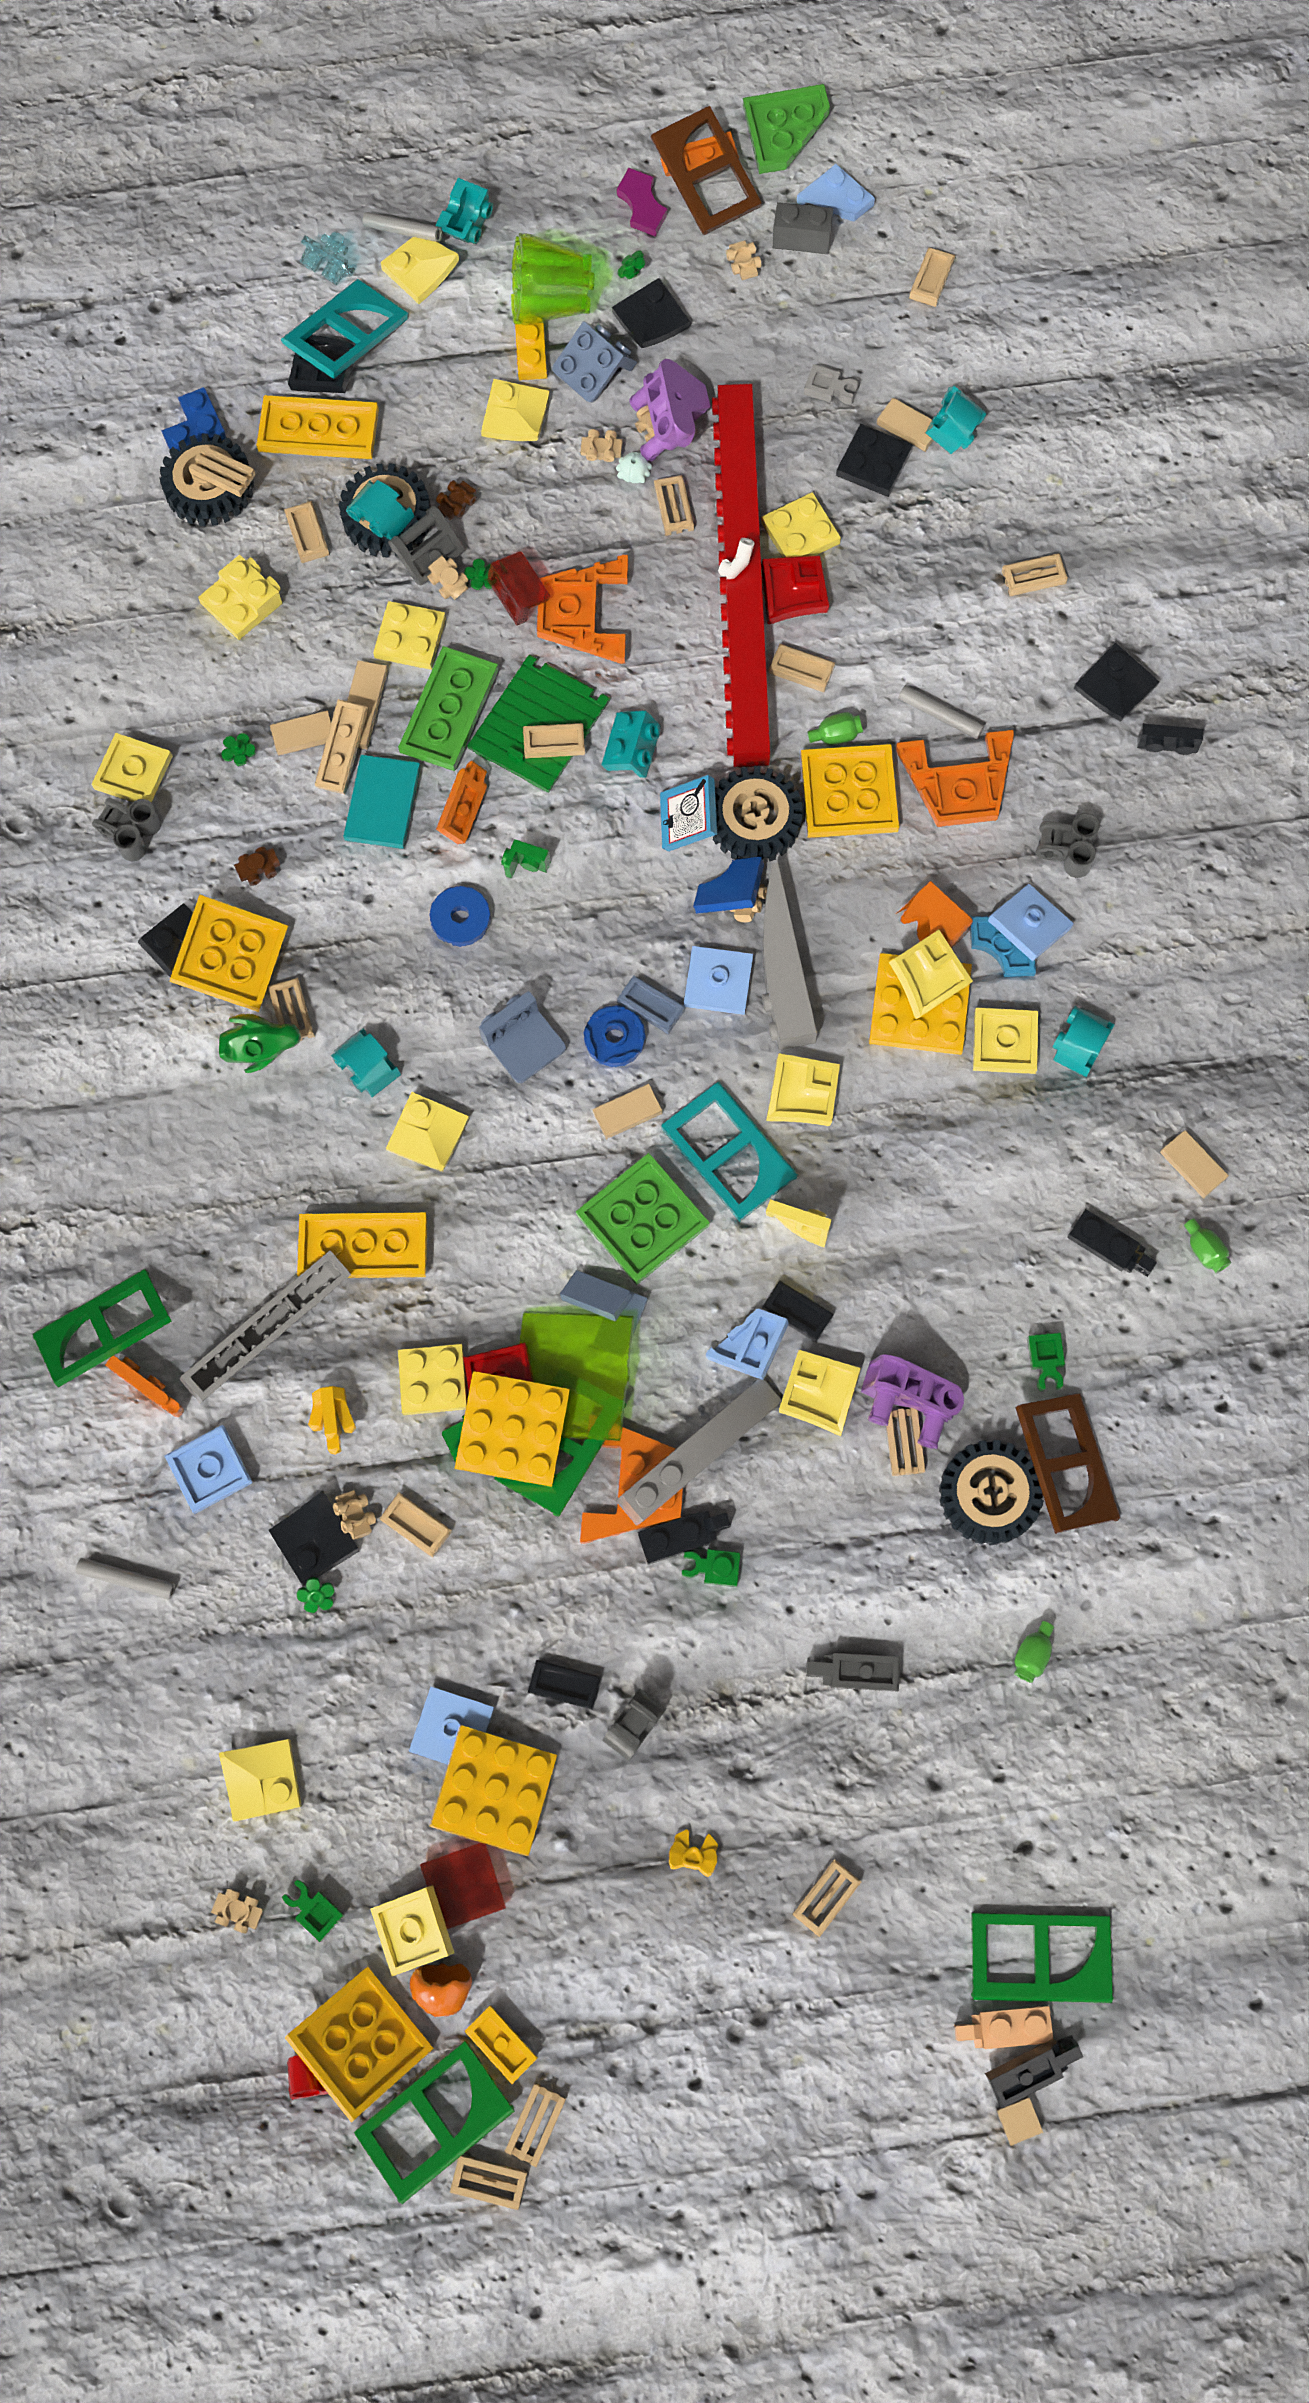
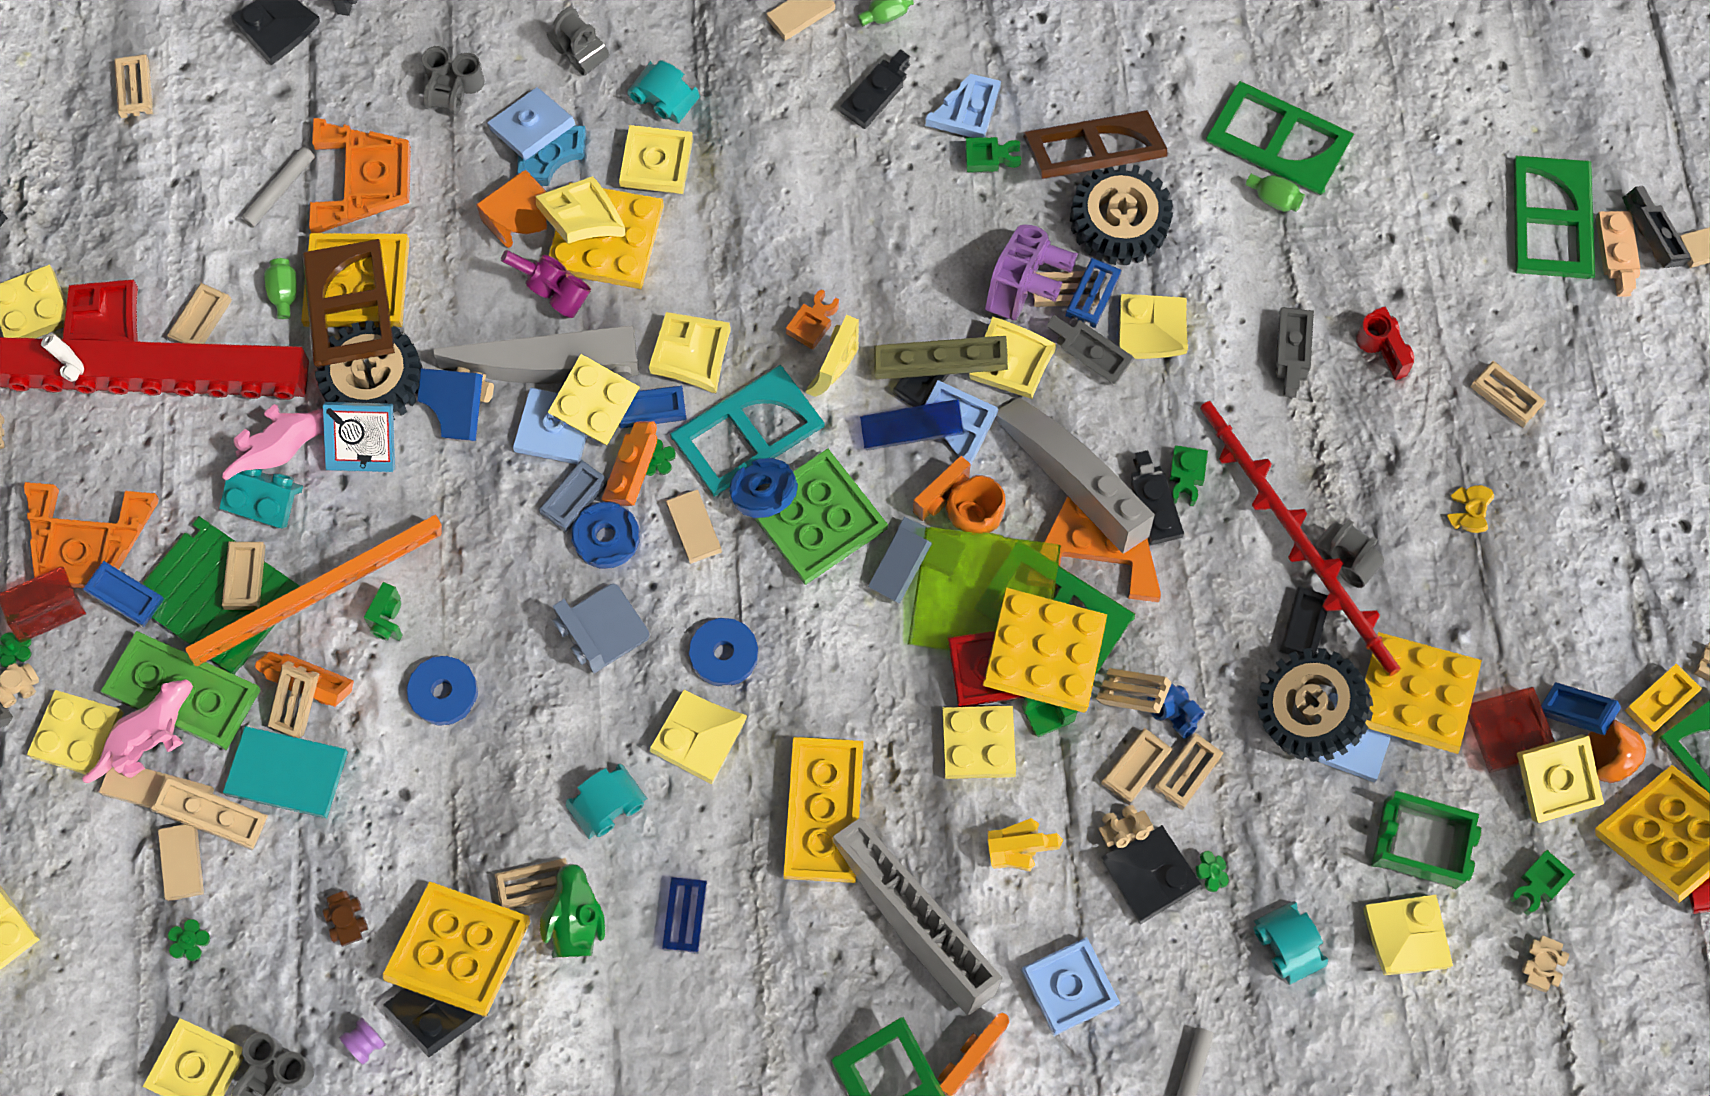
camera: 90 degrees left, 5 degrees down
(154, 891) = (362, 1041): none -> medium lavender wheel
(253, 1667) = (1293, 942): none -> teal cylinder
(292, 1126) = (681, 946): none -> clear blue tile
(348, 1798) = (1426, 839): none -> window
(406, 682) = (141, 732): none -> bright pink animal
(435, 1588) = (1171, 794): none -> tan tile
(436, 799) = (300, 676): none -> tan tile
(458, 1707) = (1299, 683): none -> wheel
(475, 1554) = (1180, 710): none -> blue plate
(483, 1953) = (1580, 708): none -> blue tile
(488, 1498) = (1112, 685): none -> tan tile
(502, 1131) = (723, 632): none -> blue tile
(529, 648) = (123, 594): none -> blue tile
(540, 799) = (314, 591): none -> orange tile
(634, 1678) = (1303, 548): none -> red plant
(656, 1180) = (769, 501): none -> blue tile
(656, 1361) = (976, 505): none -> orange hair
(675, 745) = (276, 442): none -> bright pink animal
(682, 1049) = (631, 464): none -> orange hinge
(686, 1340) = (934, 496): none -> orange plate
(694, 1072) = (660, 459): none -> green plant
(738, 1007) = (593, 400): none -> light yellow plate
(739, 1299) = (912, 425): none -> clear blue tile
(745, 1063) = (656, 405): none -> blue tile
(812, 1321) = (940, 357): none -> olive tile
(837, 1466) = (1091, 348): none -> dark grey hinge
(841, 1198) = (812, 323): none -> orange plate
(852, 757) = (319, 271): none -> reddish brown window
(857, 1780) = (1395, 352): none -> red plate
(863, 958) = (549, 279): none -> magenta beam
(869, 1529) = (1153, 326): none -> light yellow plate
(923, 1476) = (1084, 315): none -> blue tile
(1064, 1688) = (1309, 173): none -> green window
(1098, 1335) = (967, 108): none -> light blue wing
(1125, 954) = (577, 41): none -> dark grey piece

